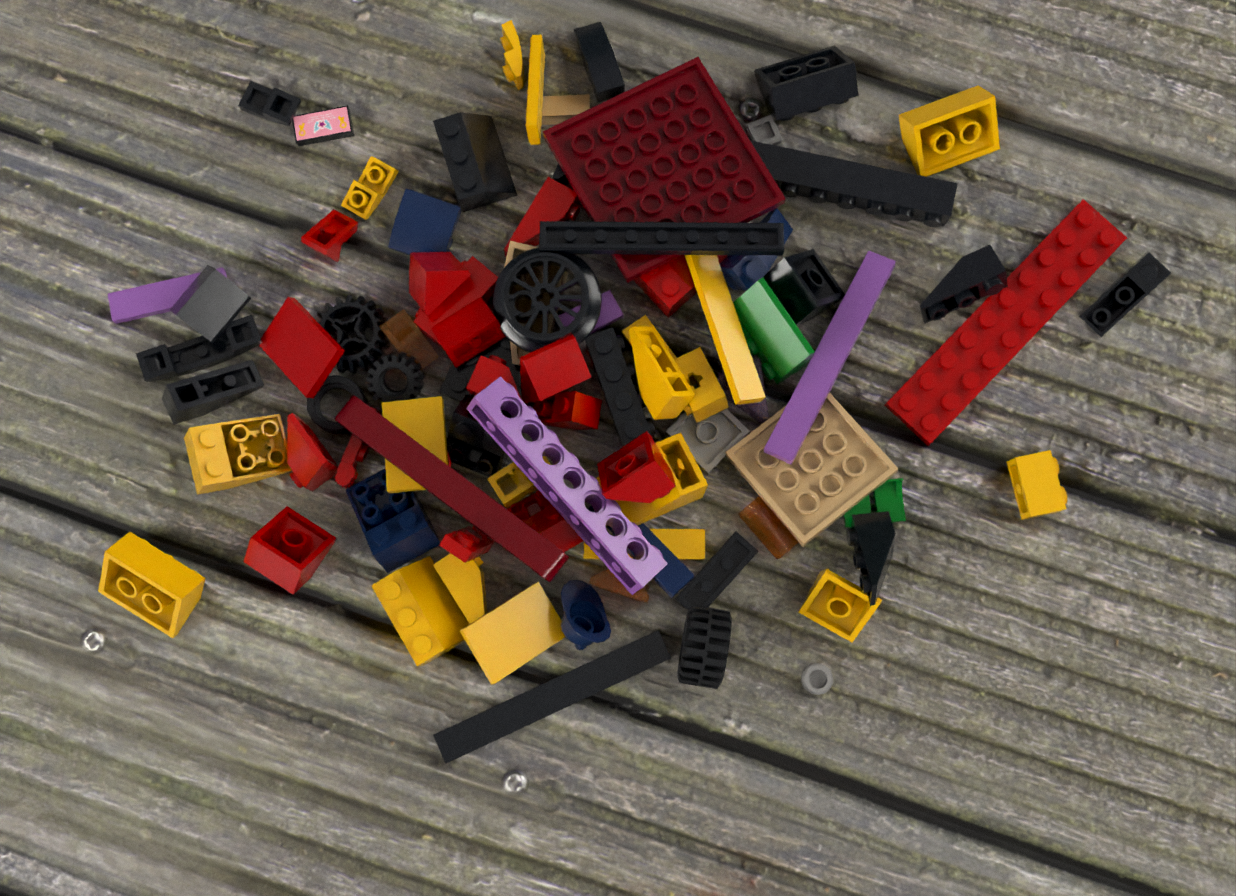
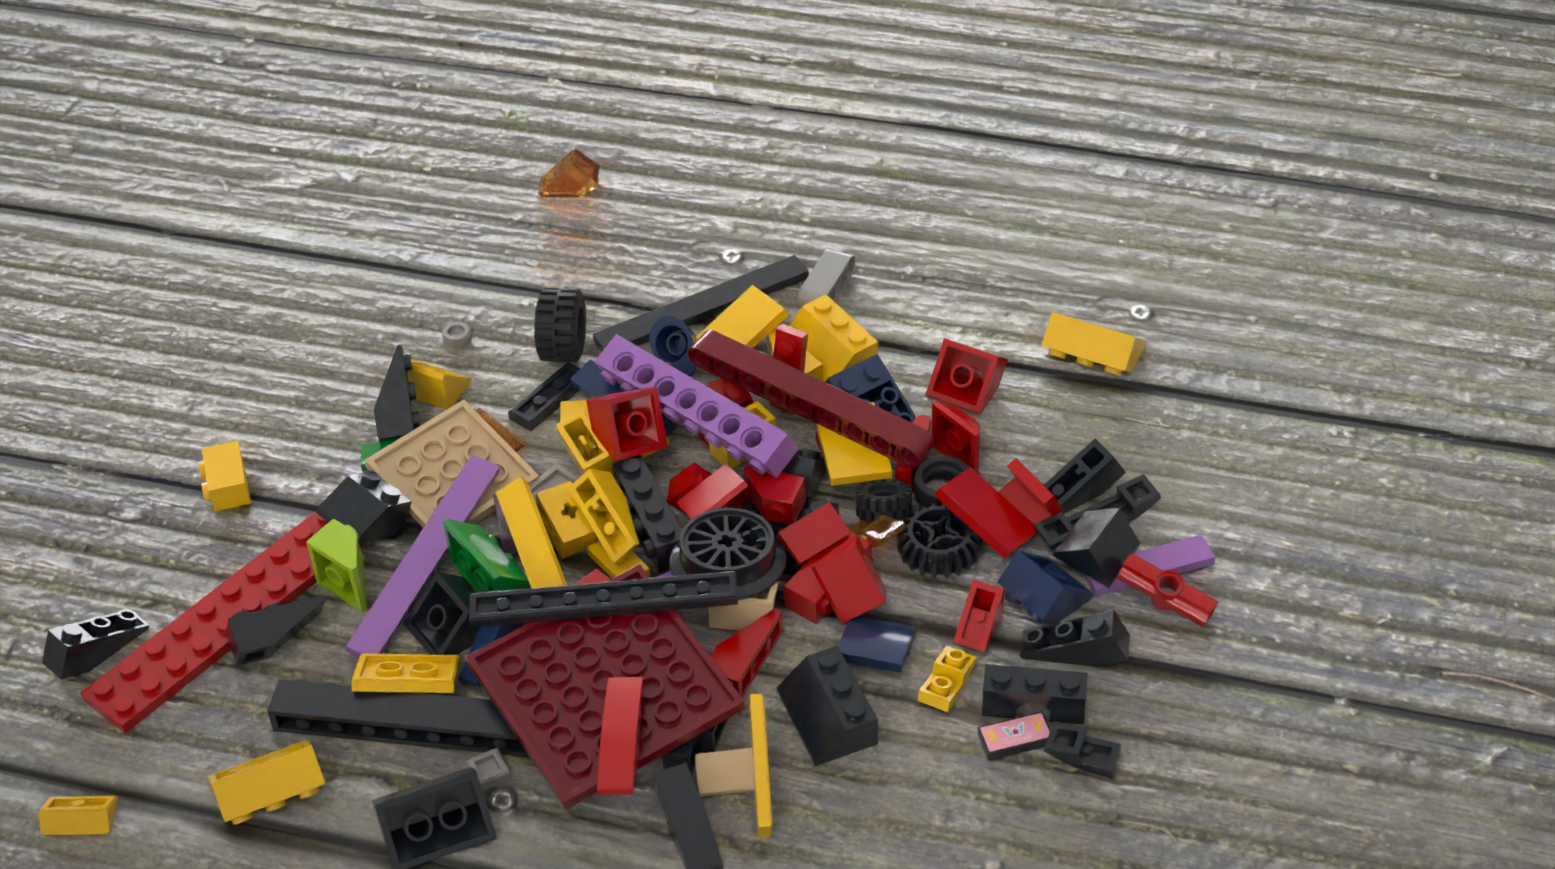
camera: 175 degrees right, 35 degrees down
(159, 251) = (1185, 598): none -> red piece
(236, 452) = (1039, 437): yellow slope -> none
(252, 209) = (1079, 641): none -> black slope
(259, 377) = (1029, 494): none -> red panel
(265, 269) = (1043, 587): none -> dark blue slope
(281, 148) = (1057, 690): none -> black arch
(415, 712) = (827, 277): none -> light grey beam
(513, 55) = (793, 819): yellow slope -> none
(649, 93) = (620, 736): none -> red slope
(839, 219) = (406, 673): none -> yellow tile
(894, 413) = (368, 506): none -> black slope
(906, 341) = (339, 563): none -> lime slope
(1103, 122) = (77, 815): none -> yellow slope

